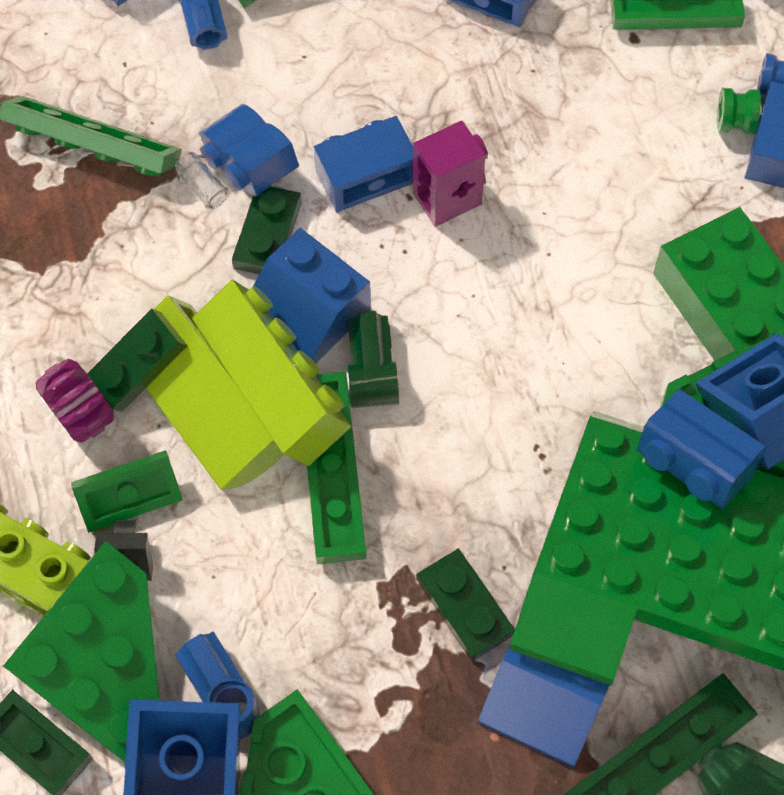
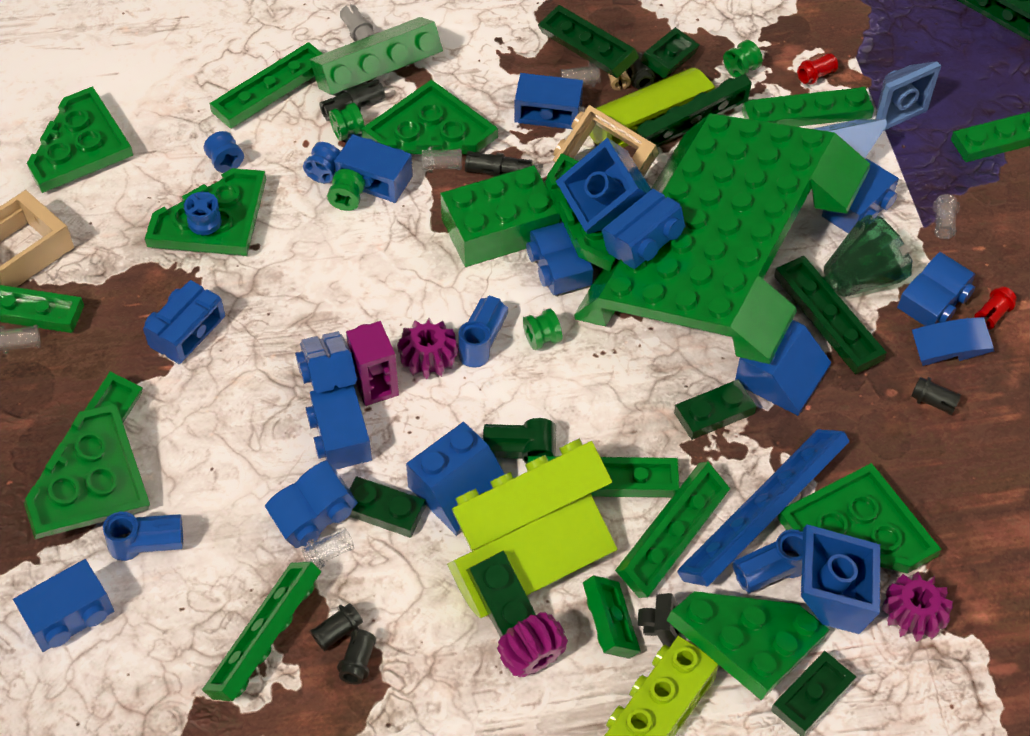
camera: 85 degrees left, 10 degrees down
(64, 231) = (354, 665): none -> pearl dark grey pin
(109, 212) = (336, 626): none -> pearl dark grey pin
(260, 557) = (672, 530): none -> green plate
(311, 674) = (762, 507): none -> blue tile
(427, 112) = (326, 362): none -> blue brick
(498, 239) = (427, 348): none -> magenta gear
(540, 297) = (480, 331): none -> blue piece
(553, 368) = (542, 329): none -> green wheel
(652, 371) = (558, 260): none -> blue brick

